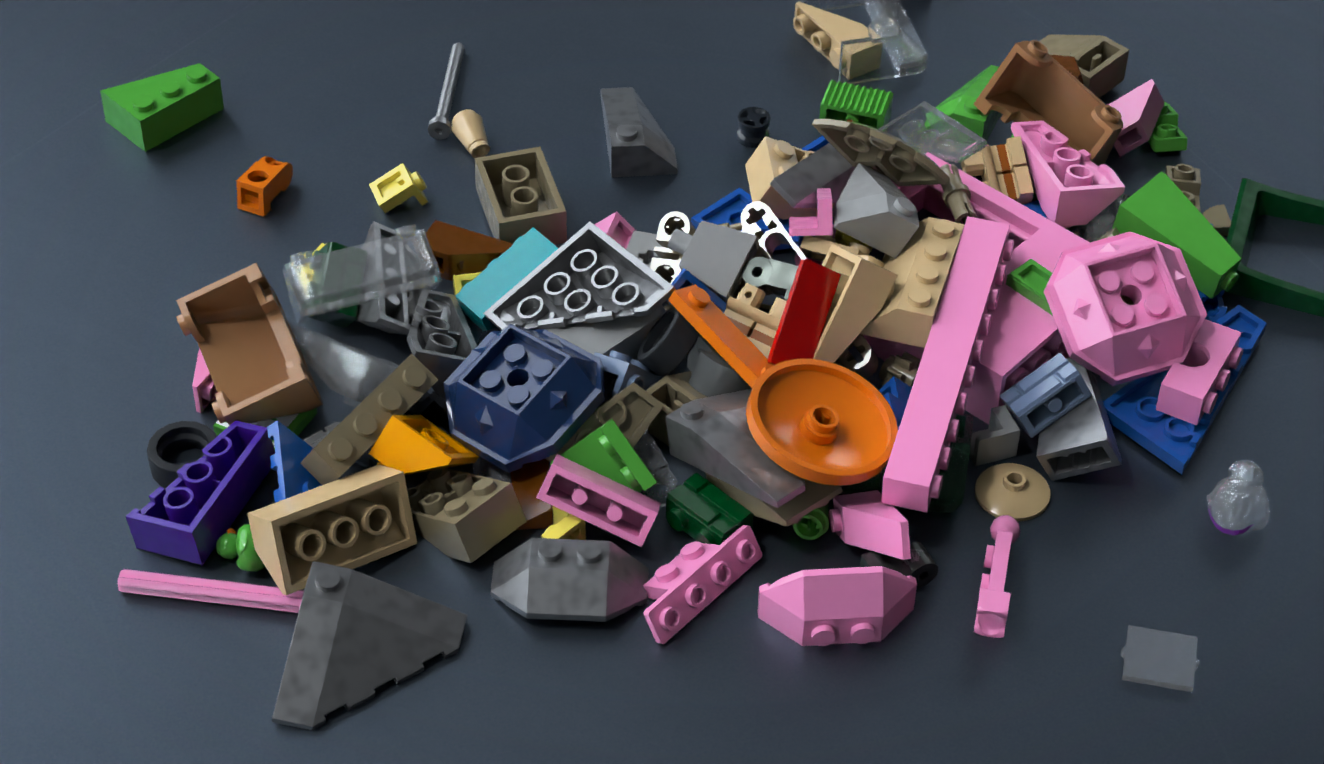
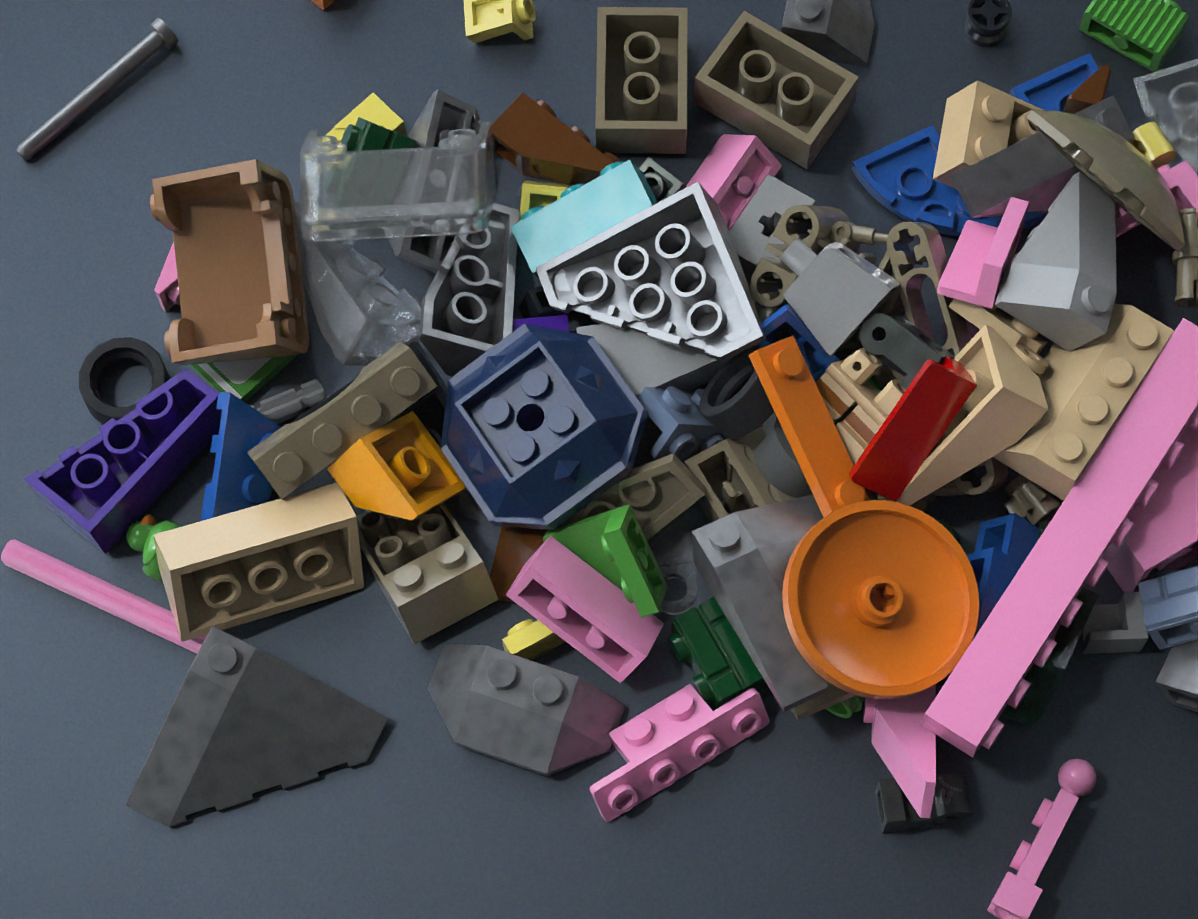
camera: 20 degrees right, 25 degrees up
(144, 249) = (160, 36): none -> flat silver bar
(619, 180) = (775, 89): none -> dark tan brick
(837, 604) = (829, 844): bright pink wedge -> none
(1012, 491) = (1103, 728): tan dish -> none

